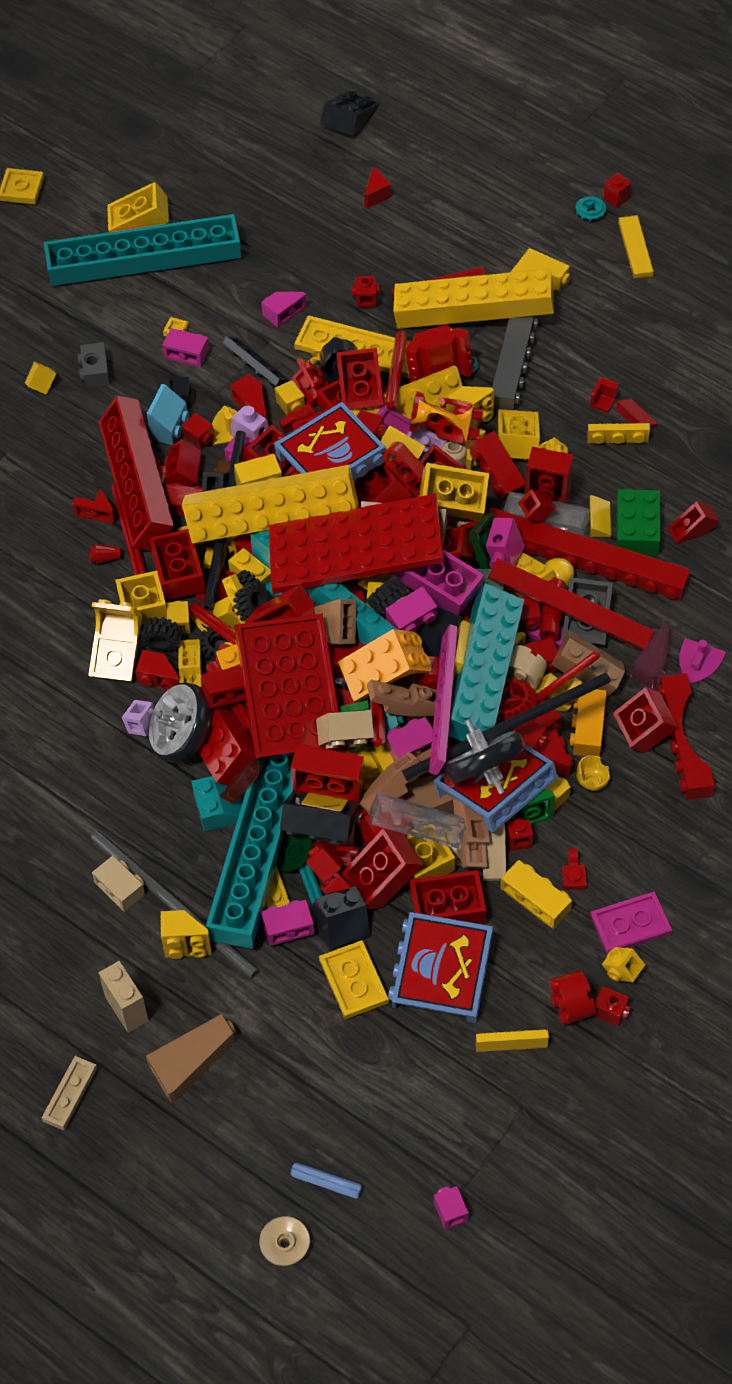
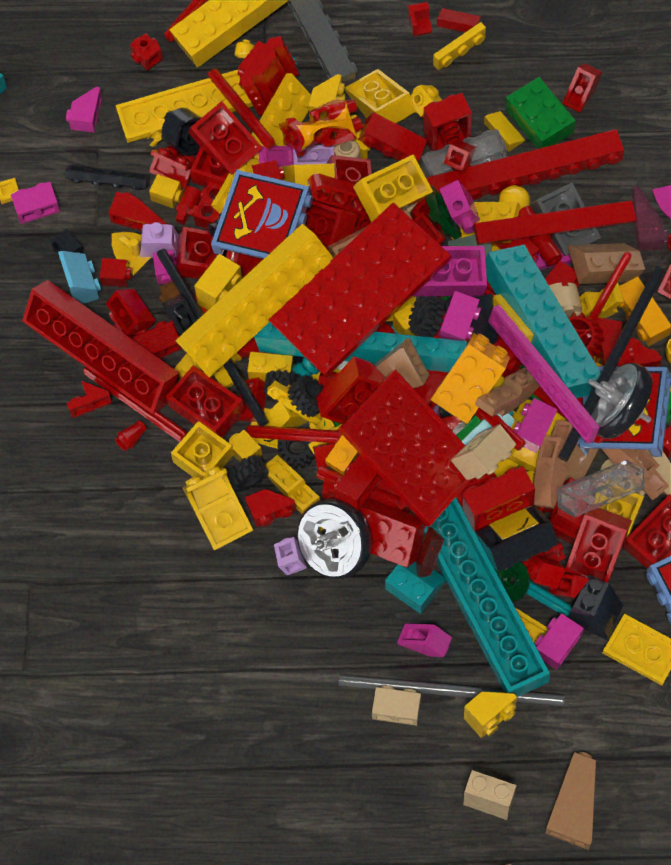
camera: 35 degrees left, 10 degrees up
(186, 850) = (425, 639): none -> dark pink slope

